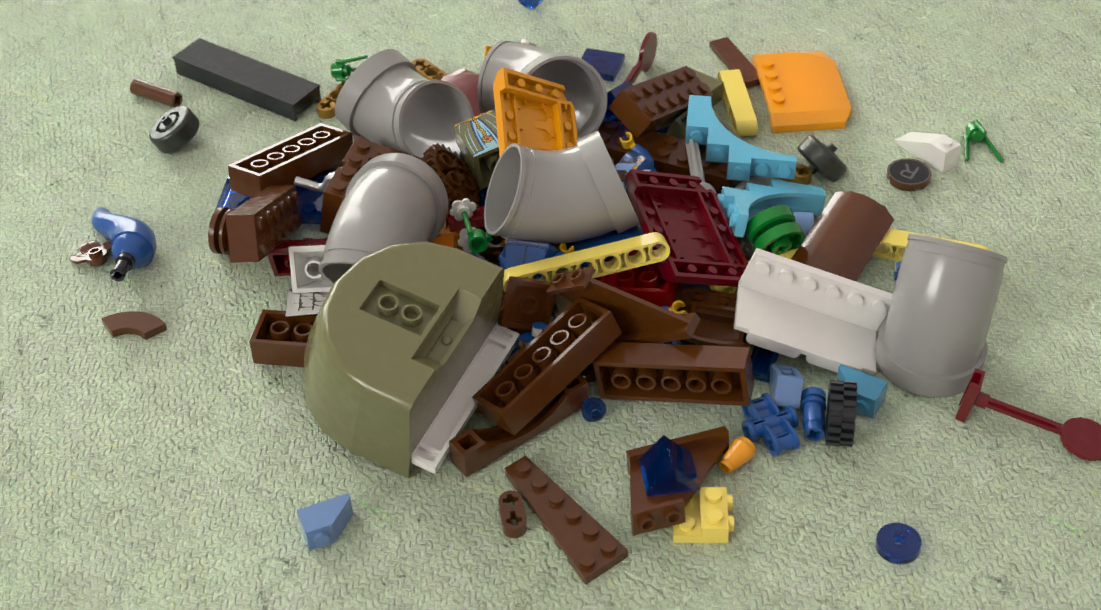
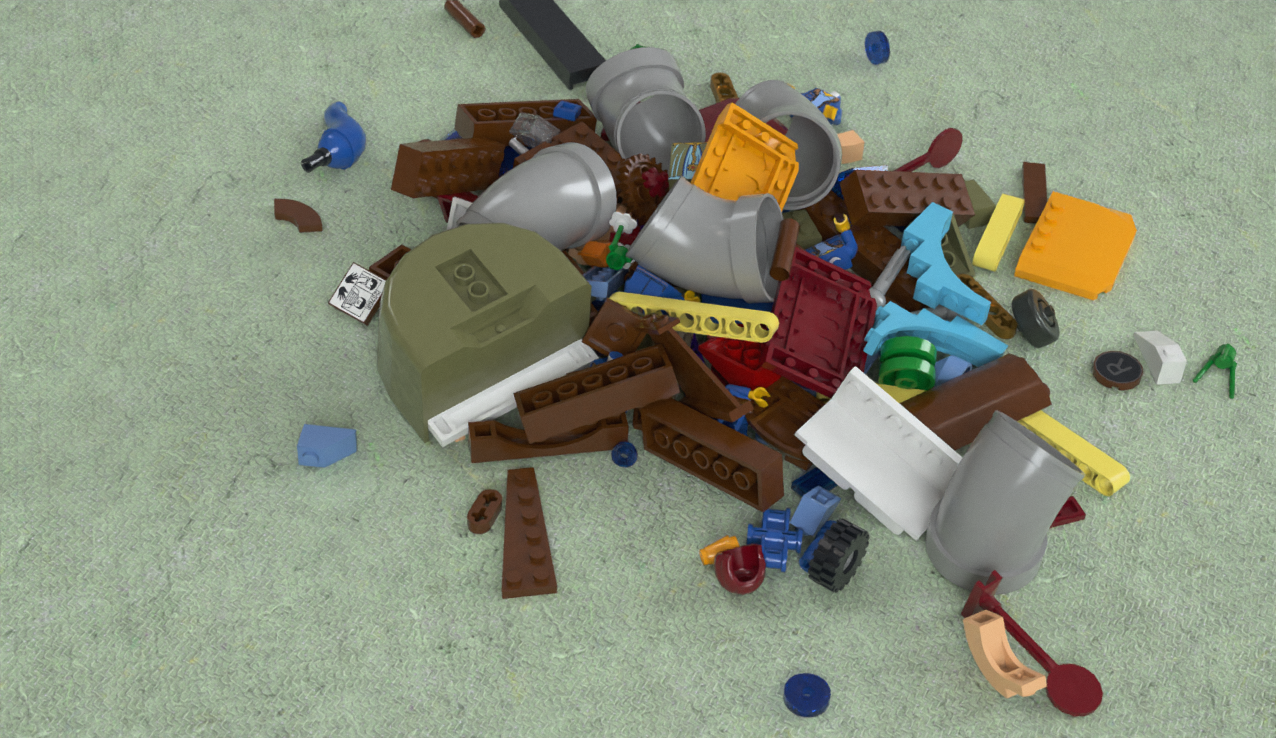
camera: 25 degrees right, 0 degrees up
(92, 253) = (307, 140): reddish brown plate -> none
(174, 129) = (452, 56): pearl dark grey wheel -> none
(253, 369) = (358, 294): none -> tile
(314, 162) = (533, 129): none -> clear brick
(325, 135) = (567, 110): none -> blue tile
(460, 163) = (656, 181): none -> dark red plant
(605, 62) = (895, 143): clear blue tile -> none
(628, 175) = (784, 249): none -> reddish brown piece
(668, 469) = (641, 532): clear blue slope -> none
(669, 509) = (639, 538): reddish brown piece -> none
(706, 518) = (646, 589): light yellow plate -> none
(770, 461) = (740, 568): none -> dark red piece
(870, 390) = (887, 549): dark azure slope -> none
(1019, 444) = (995, 658): none -> light nougat arch

